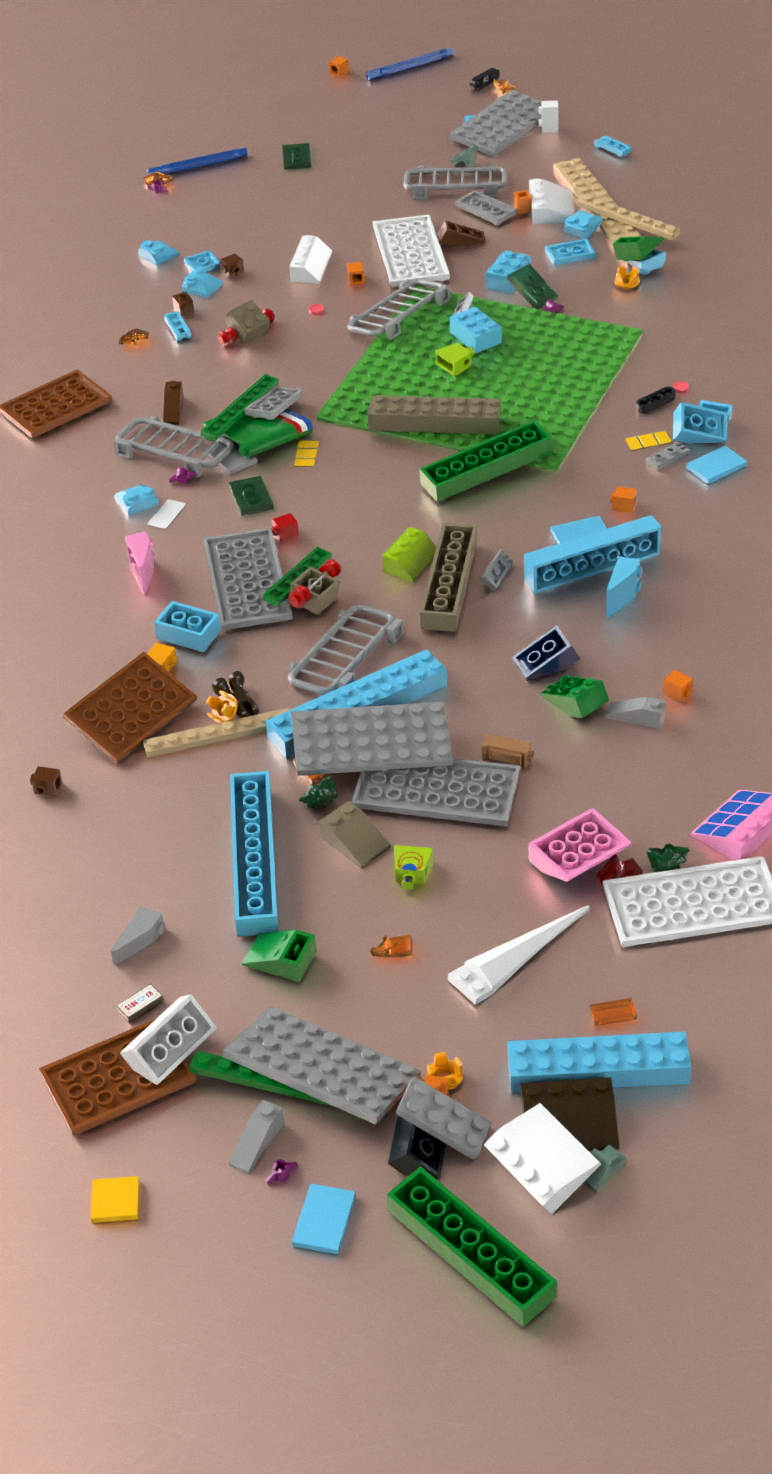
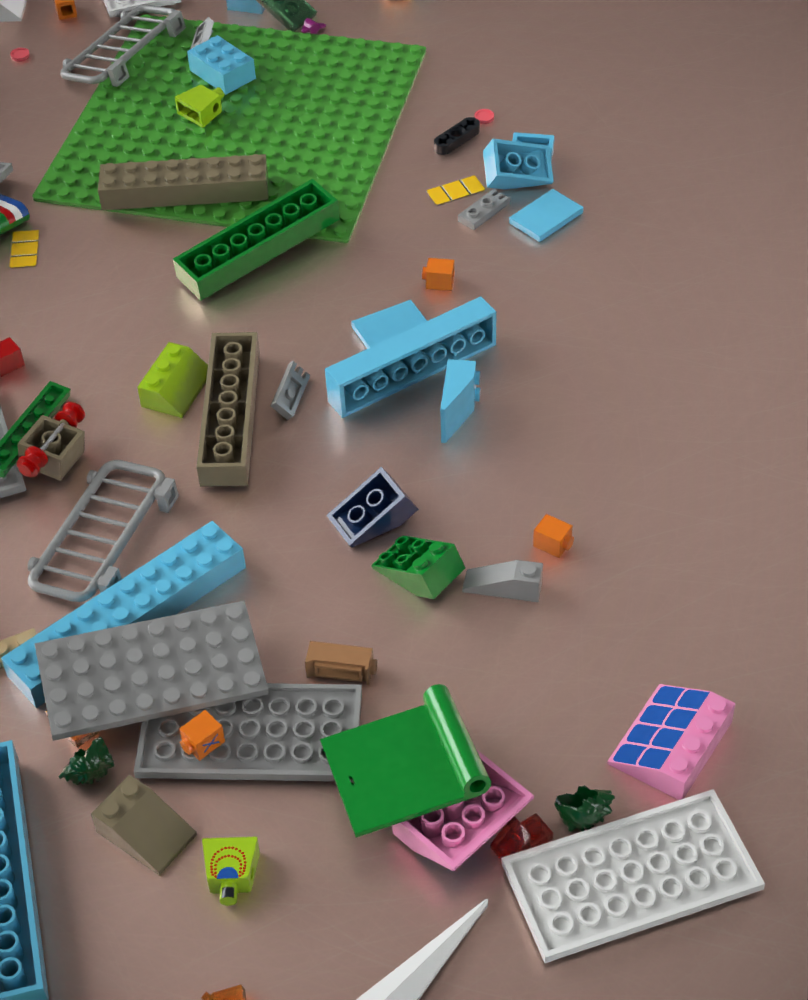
camera: 10 degrees left, 5 degrees up
(402, 783) = (201, 735): none -> orange brick
(544, 813) = (406, 764): none -> green door

